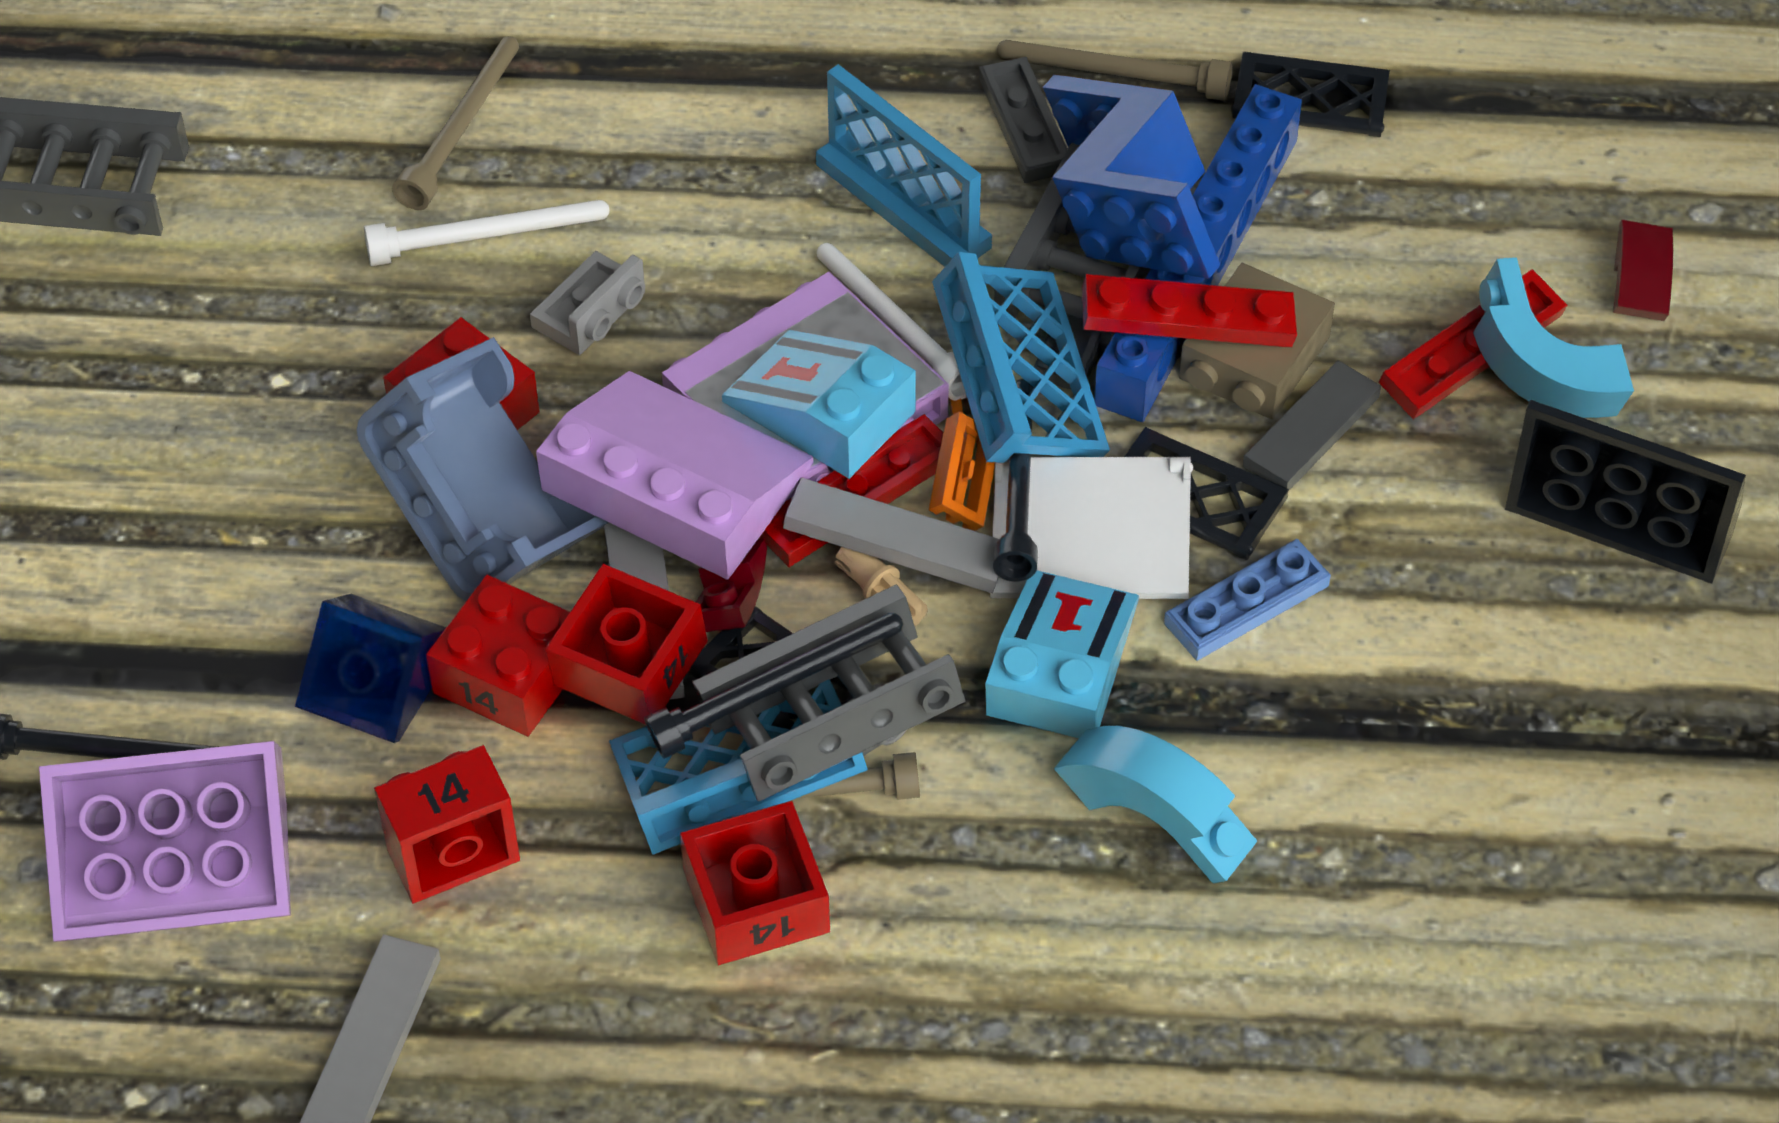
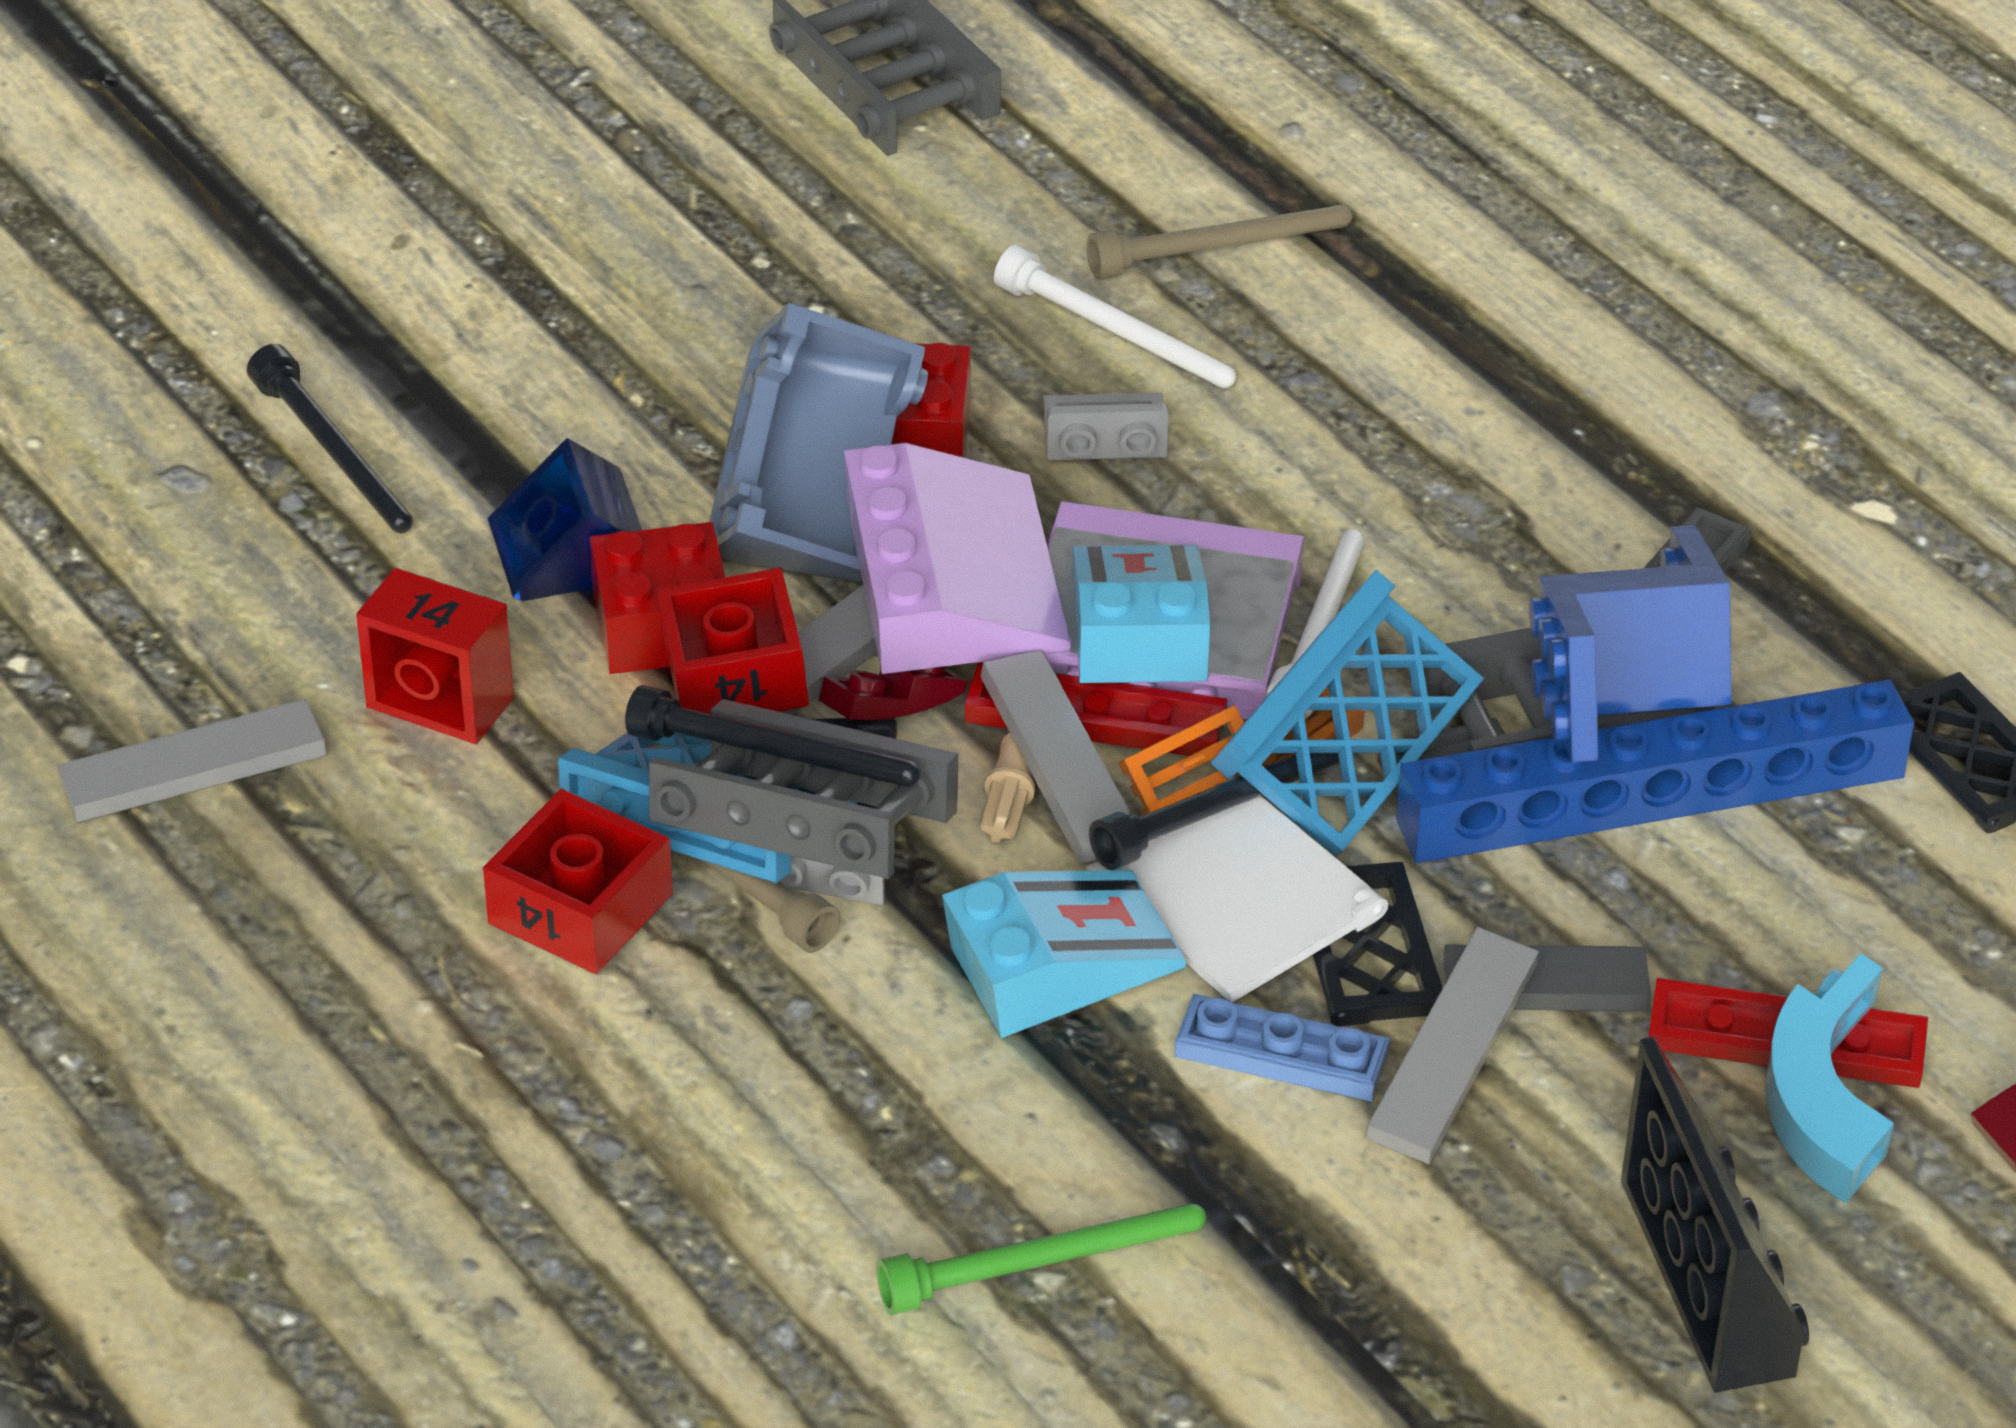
camera: 50 degrees right, 10 degrees down
(166, 840) = (269, 518): lavender slope -> none
(885, 183) = (1478, 533): dark azure fence -> none
(1165, 785) = (959, 1106): medium azure arch -> none
(1188, 310) = (1531, 781): red plate -> none
(1208, 78) = (1883, 659): dark tan piece -> none
(1260, 375) = (1592, 874): dark tan brick -> none
(1285, 935) = (909, 1281): none -> bright green piece
(1337, 511) = (1452, 1045): none -> light grey tile

